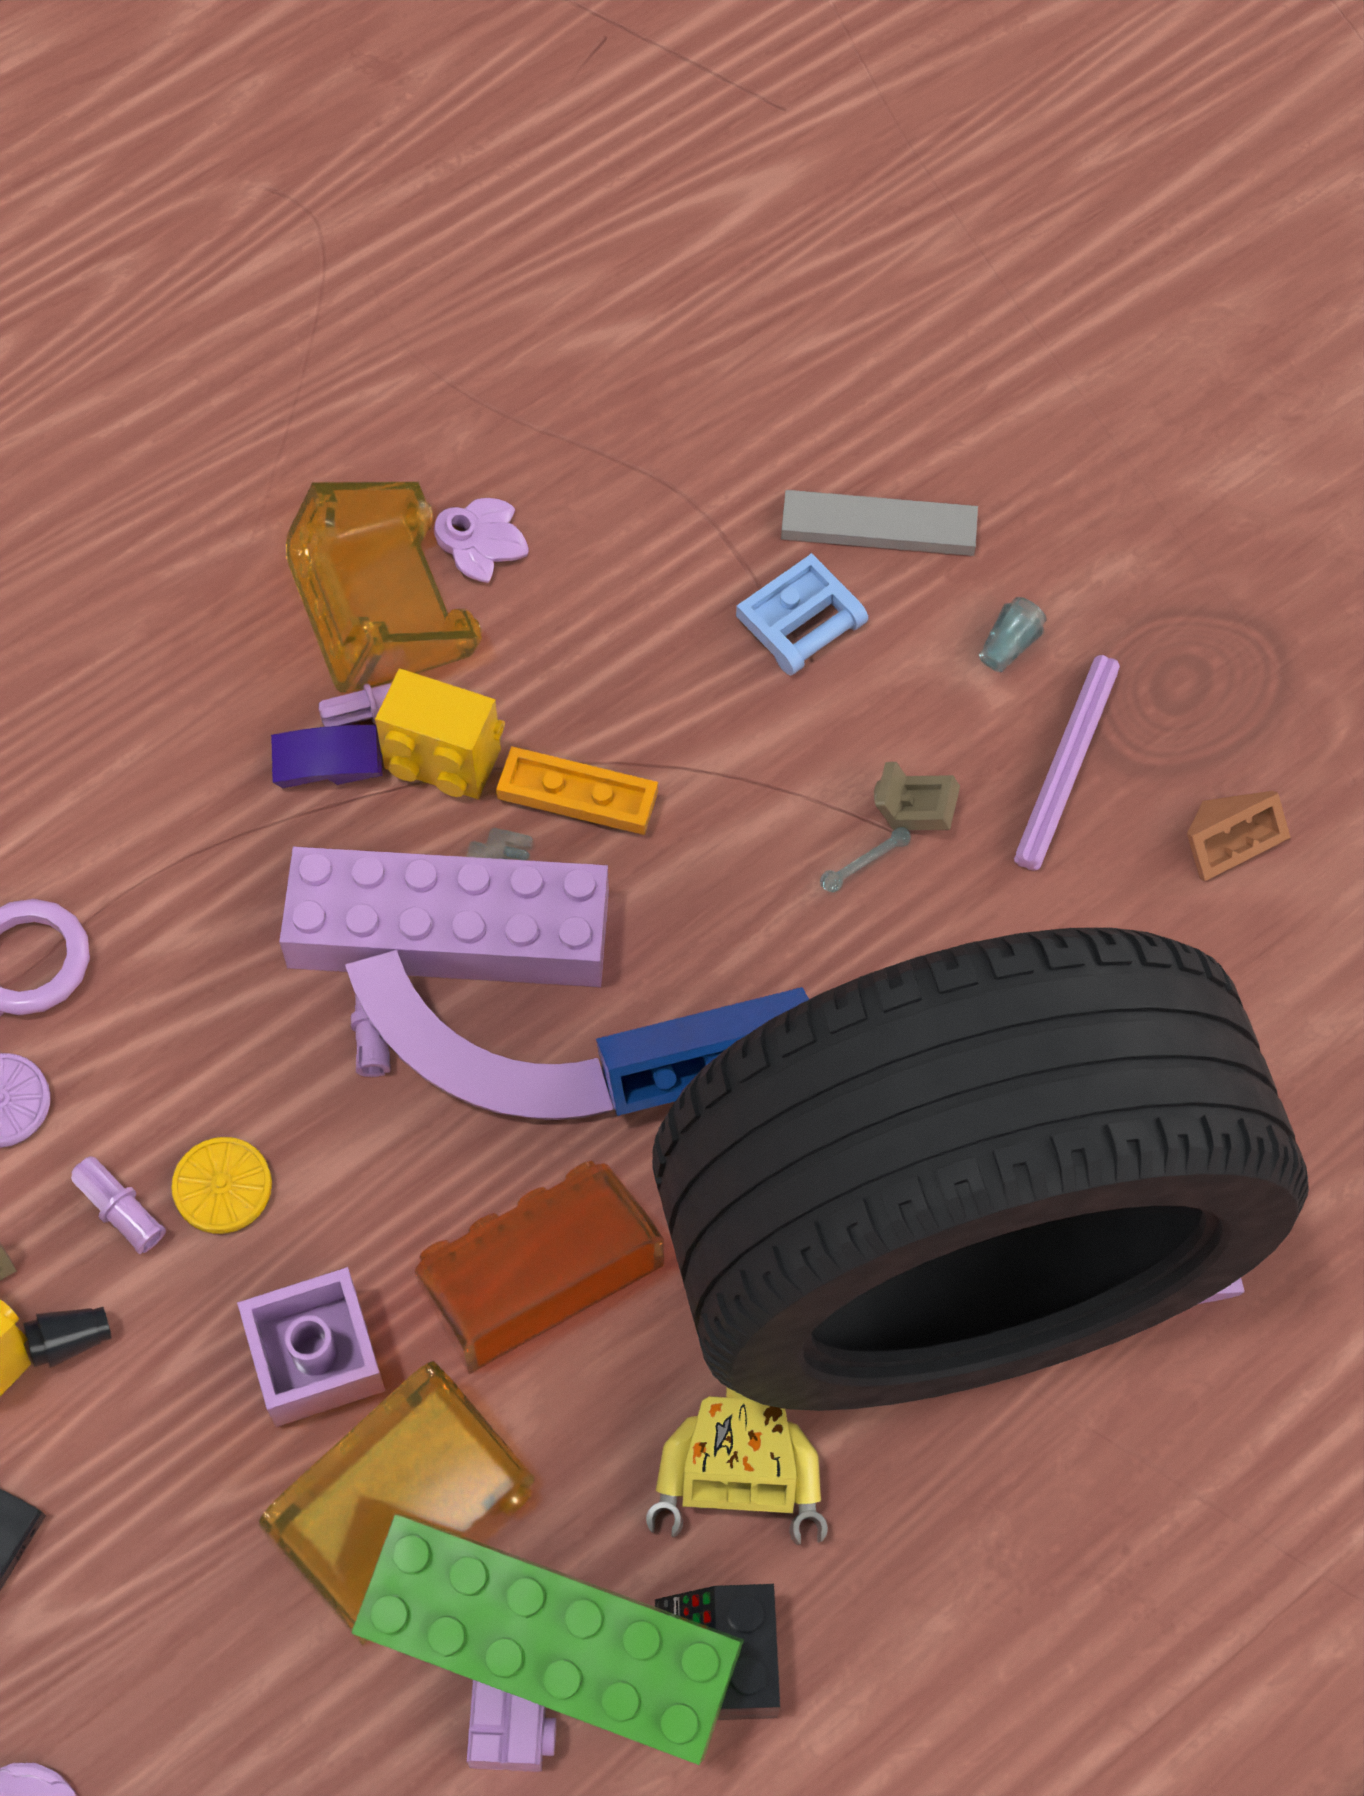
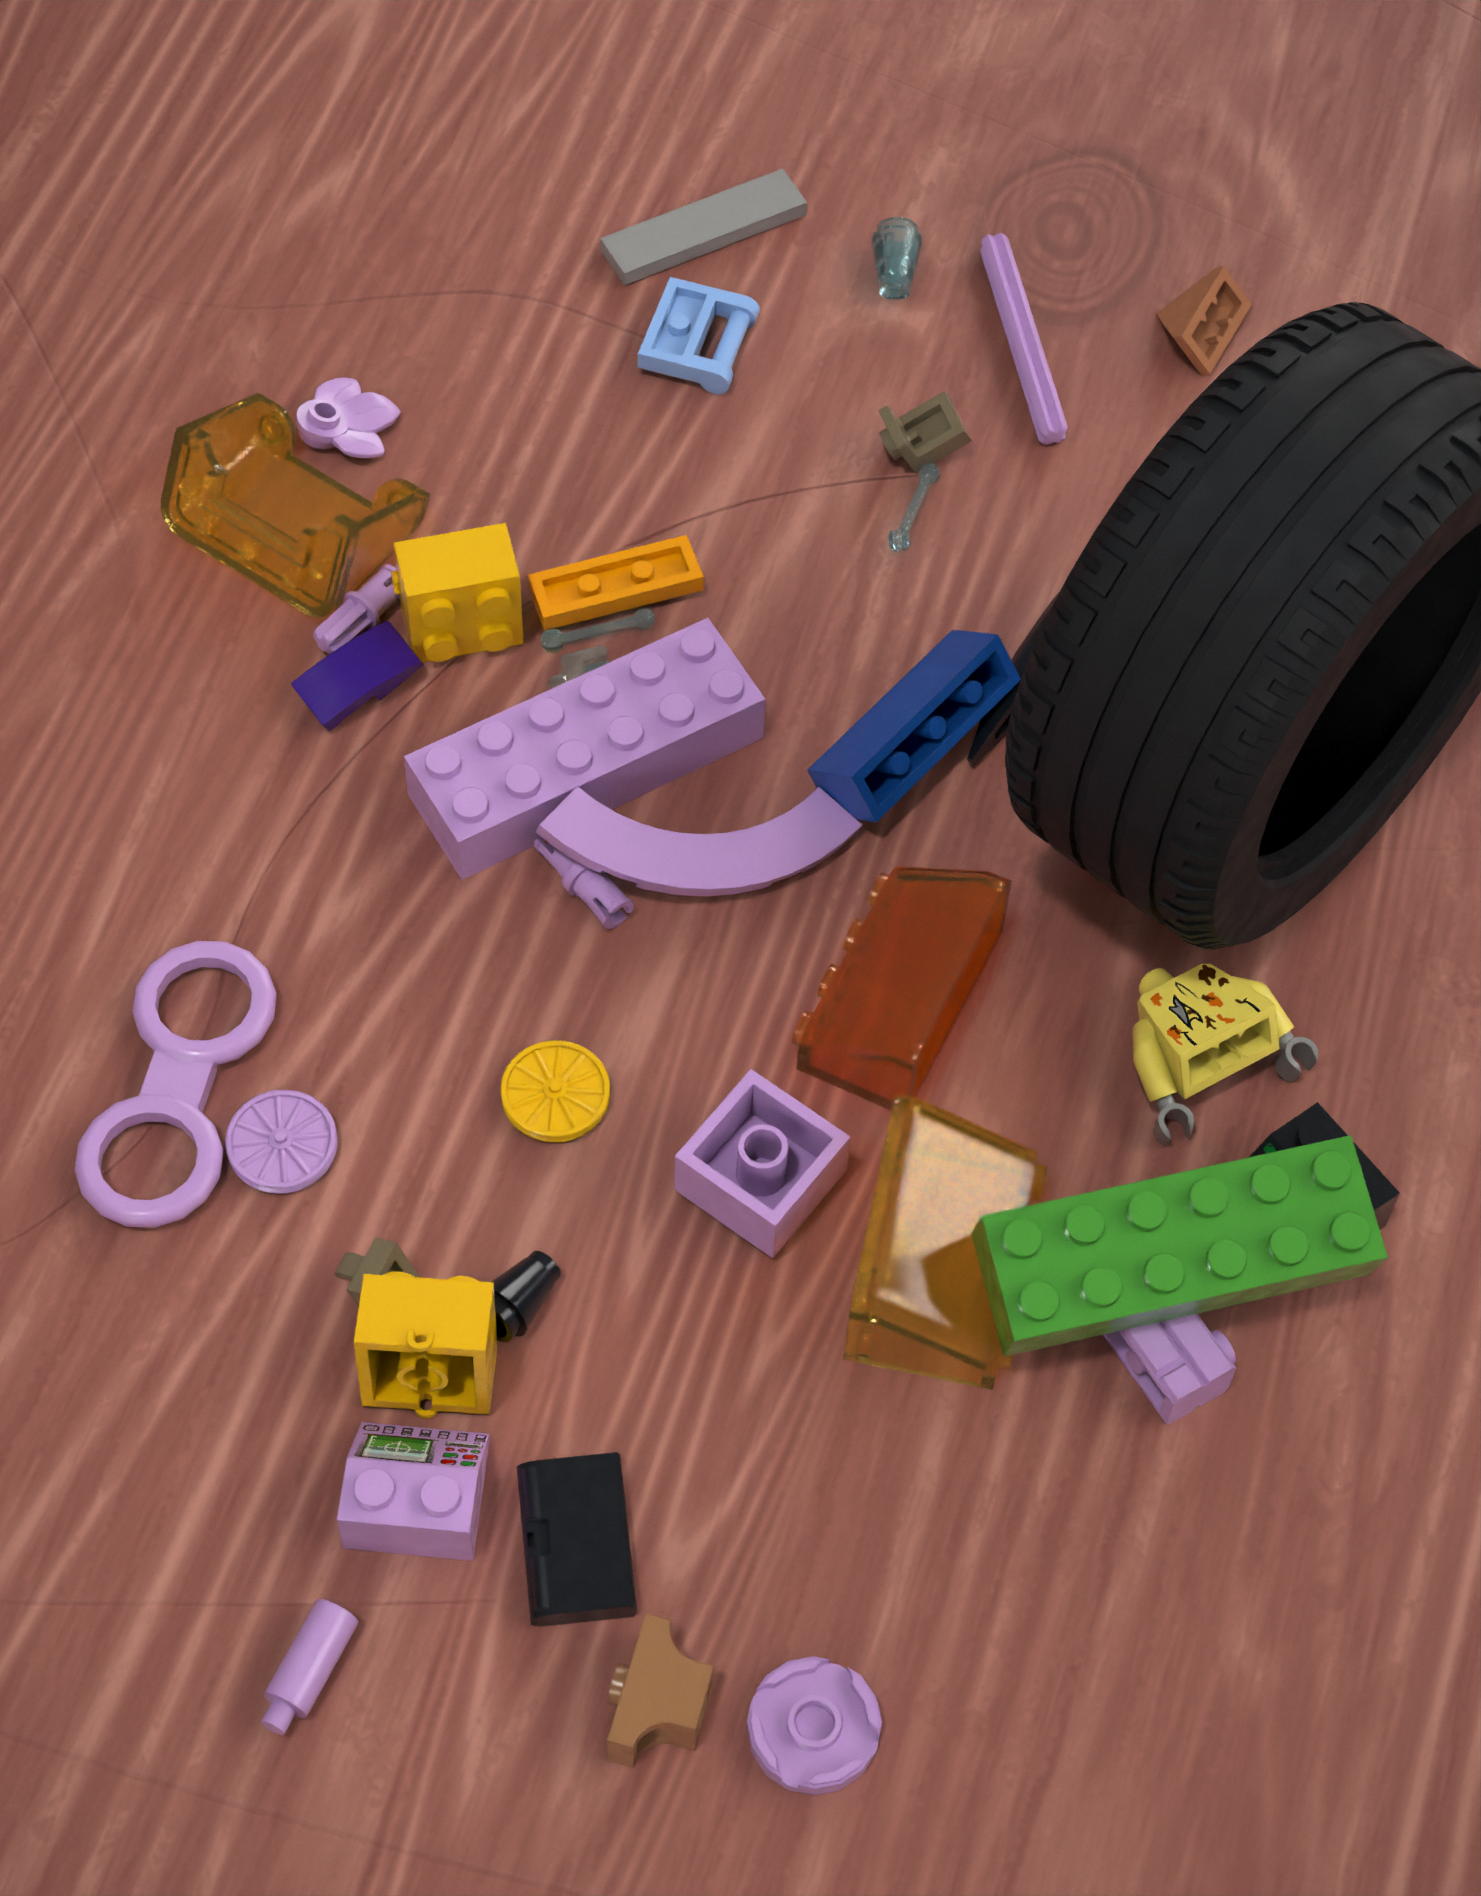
camera: 35 degrees left, 5 degrees down
(117, 1205) = (472, 1159): lavender axle -> none
(500, 812) = (554, 640): none -> clear light blue hinge

